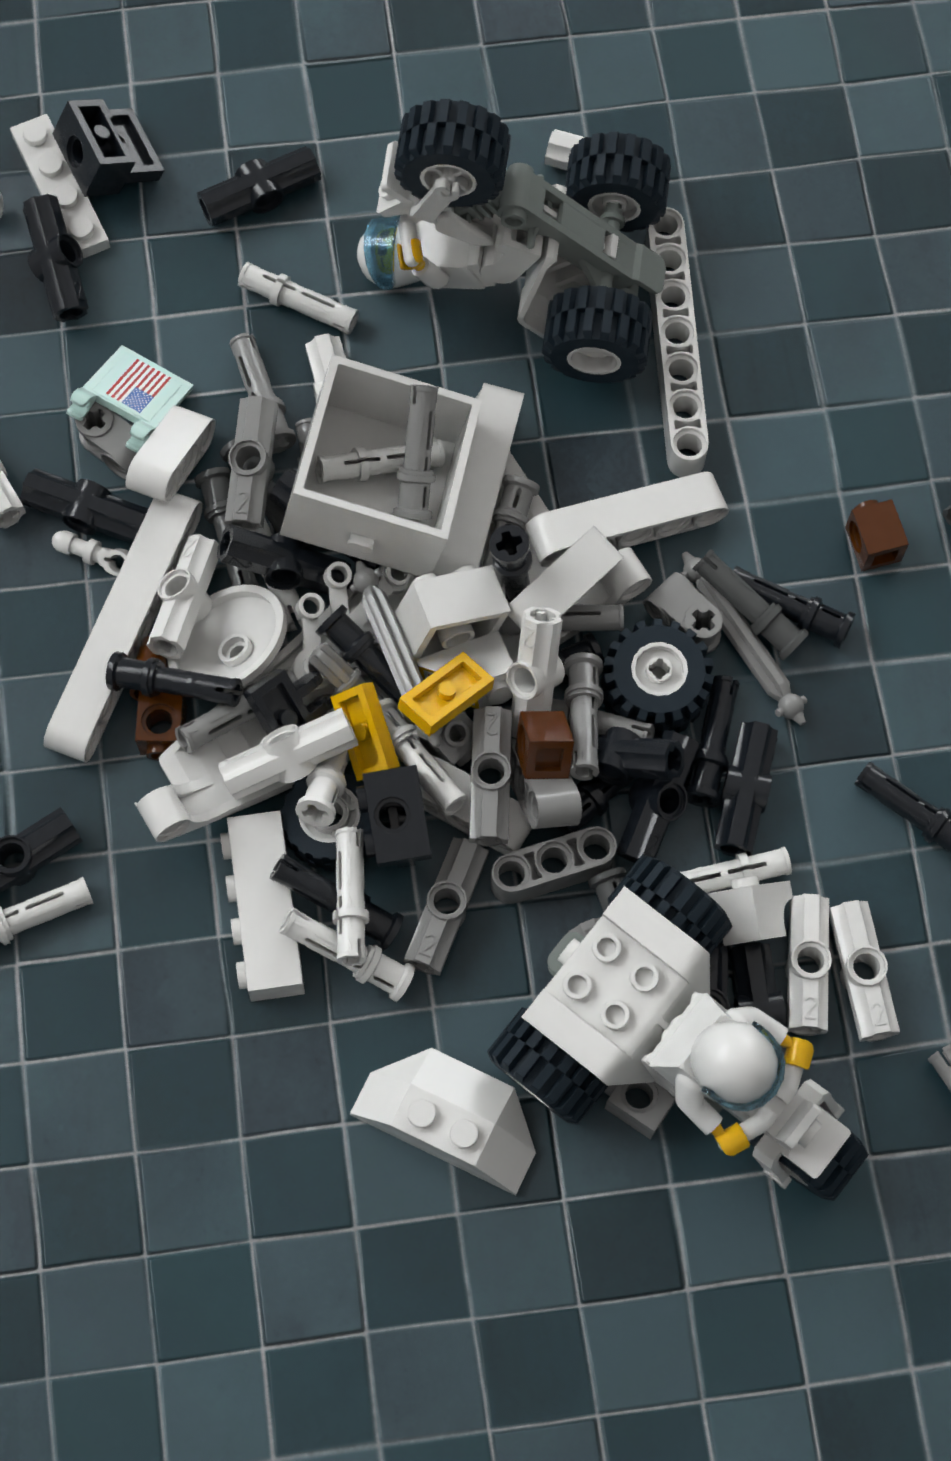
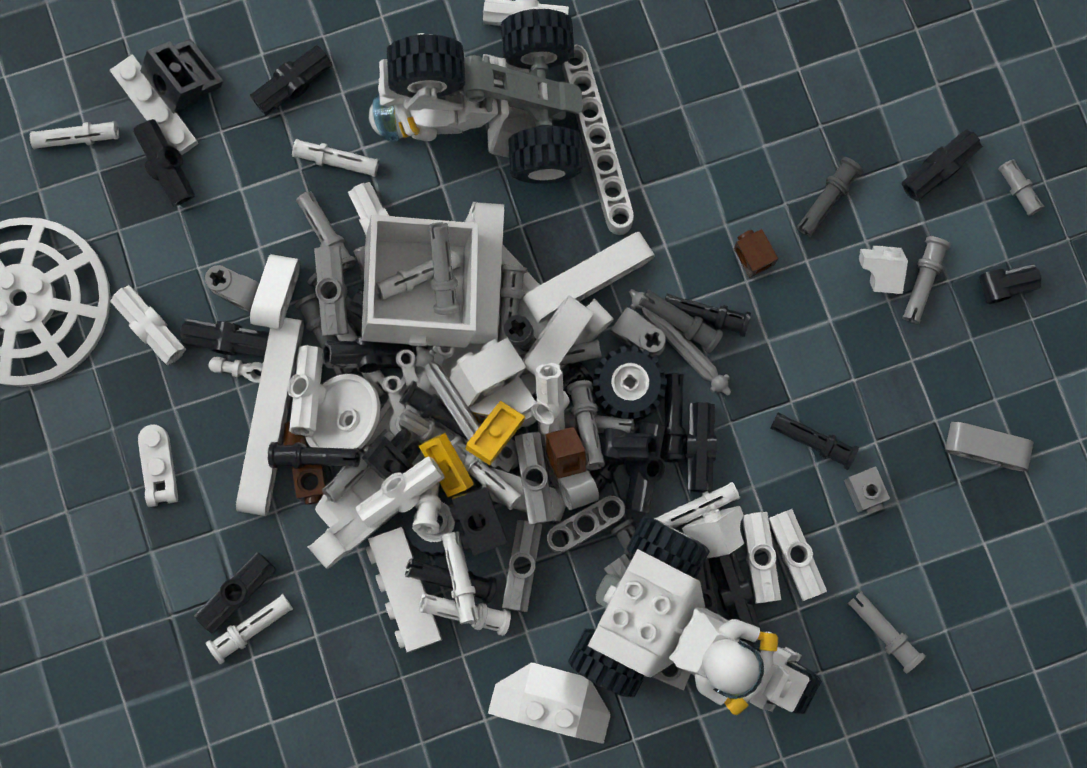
camera: 10 degrees left, 10 degrees up
(132, 390) = (241, 250): light aqua flag -> none

